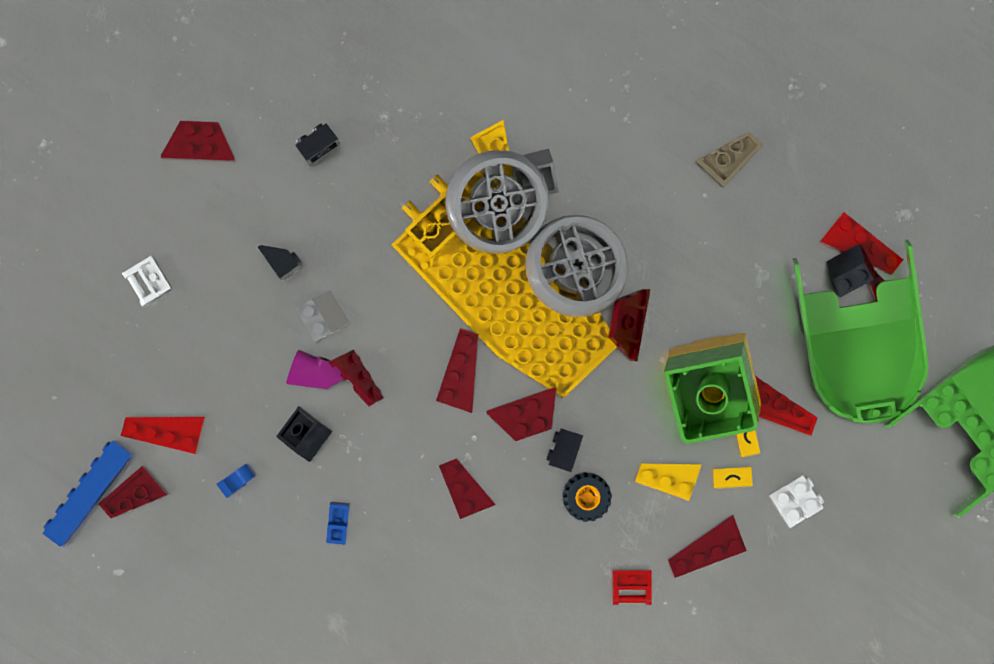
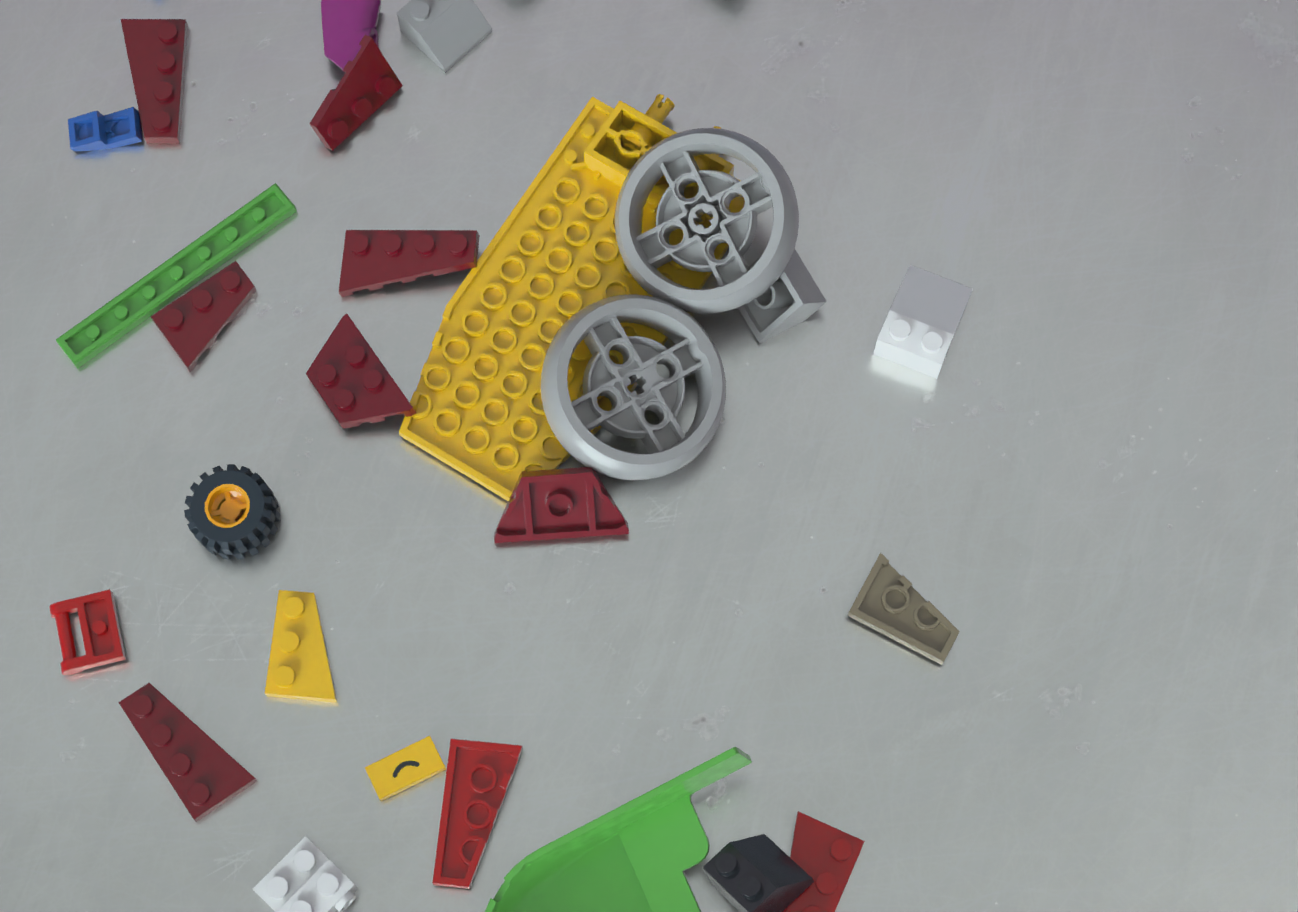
camera: 75 degrees right, 15 degrees down
(304, 434) = (240, 42): black slope -> none
(304, 485) = (158, 70): none -> dark red wing
(437, 500) = (176, 275): none -> bright green tile
(493, 139) = (818, 217): yellow wing -> none
(565, 449) = (306, 456): black slope -> none
(570, 98) = (922, 321): none -> white slope
(713, 388) = (469, 662): bright green piece -> none
(732, 477) = (324, 761): yellow tile -> none

